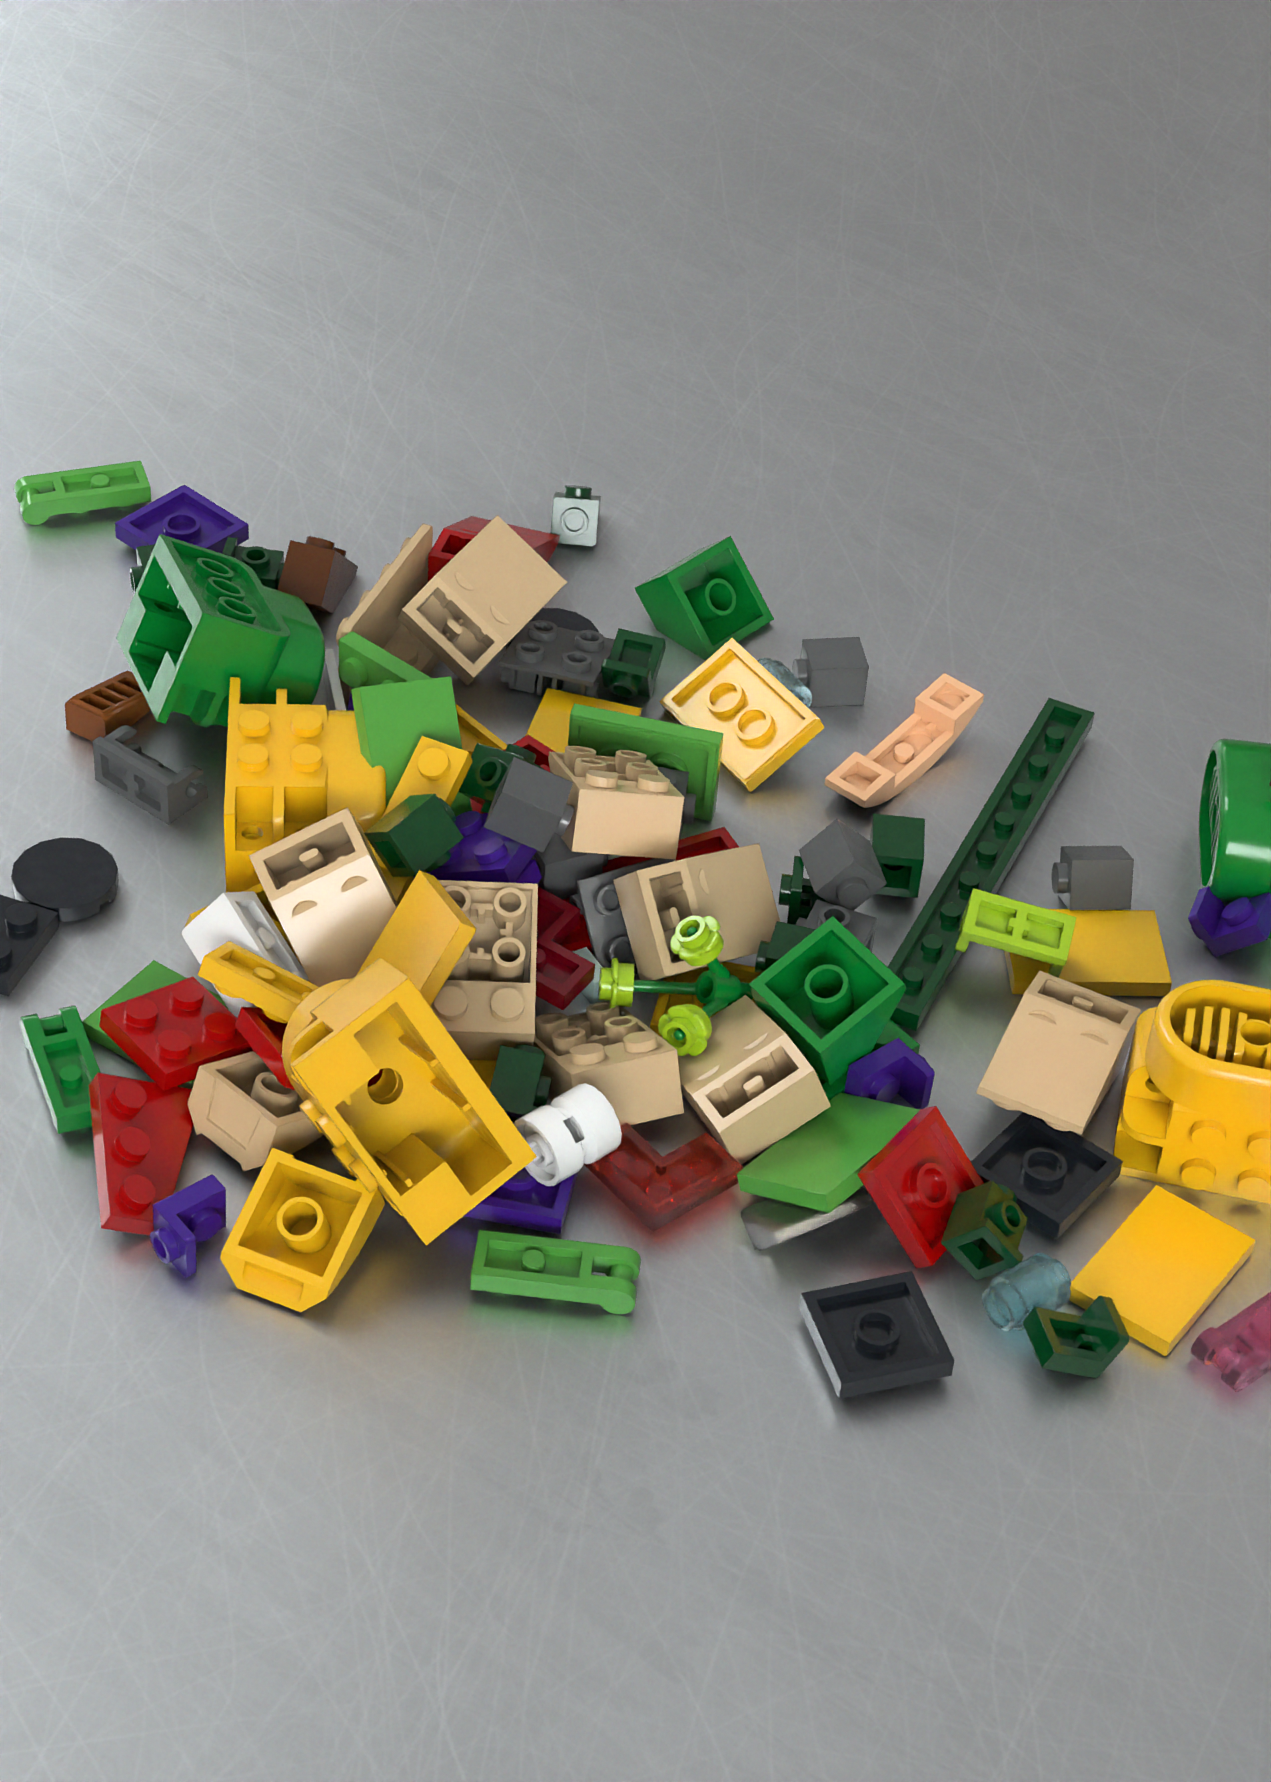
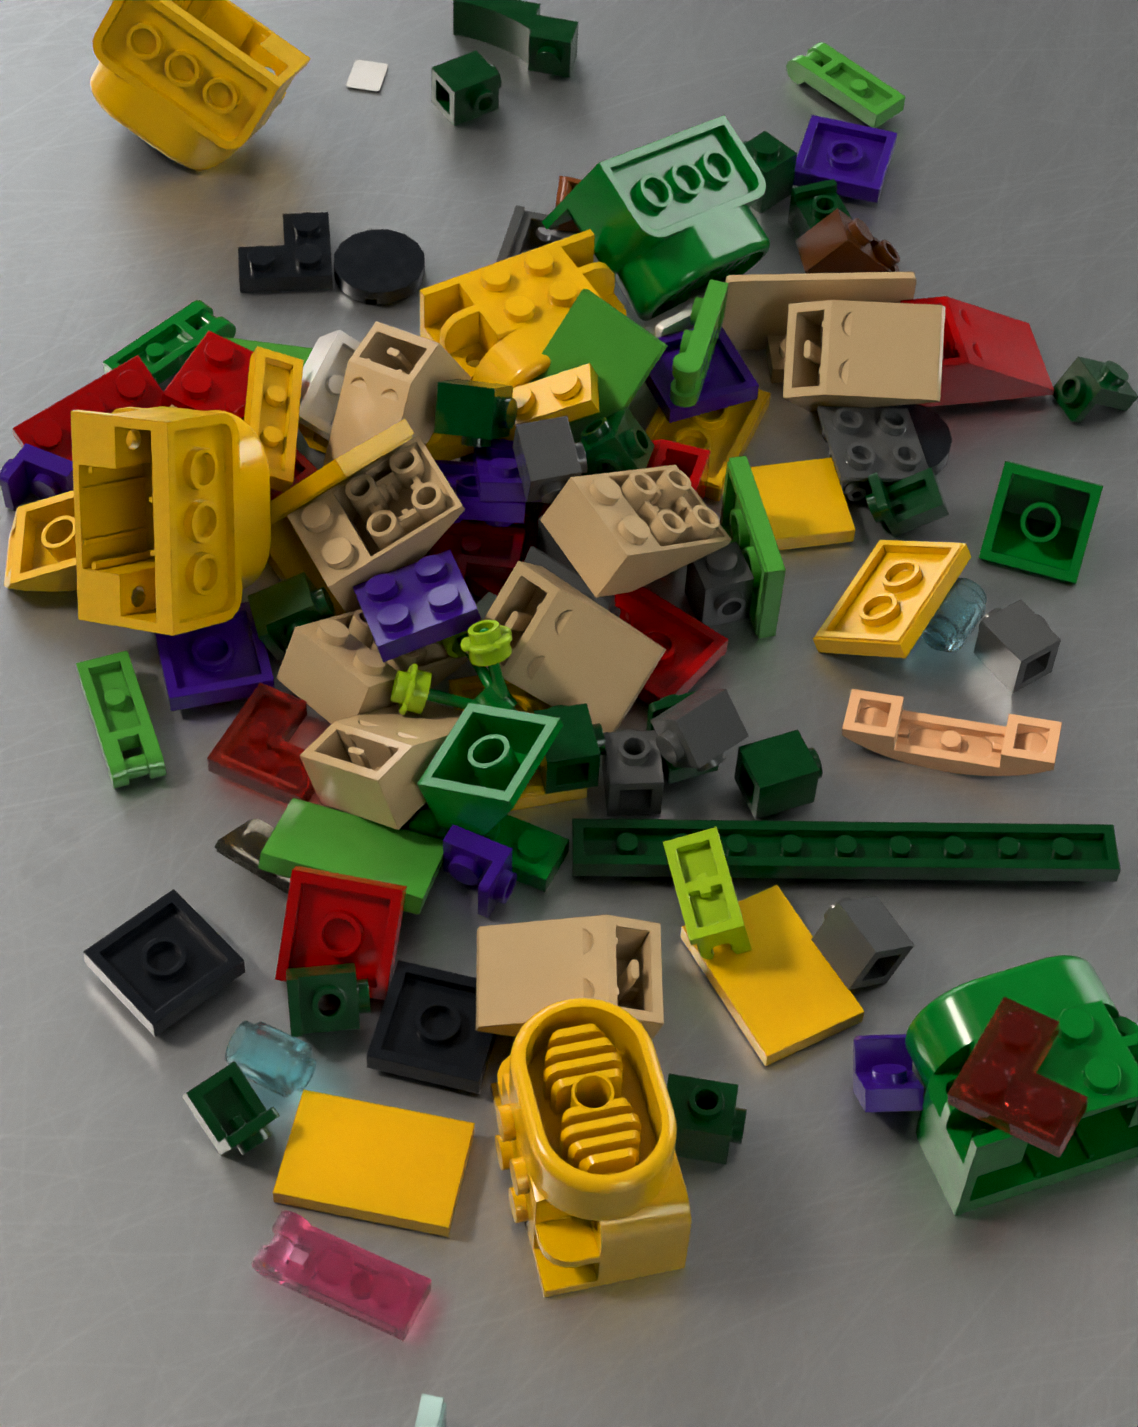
camera: 65 degrees right, 10 degrees up
(569, 1132) = (228, 652): white wheel -> none
(597, 982) = (417, 605): none -> dark purple plate

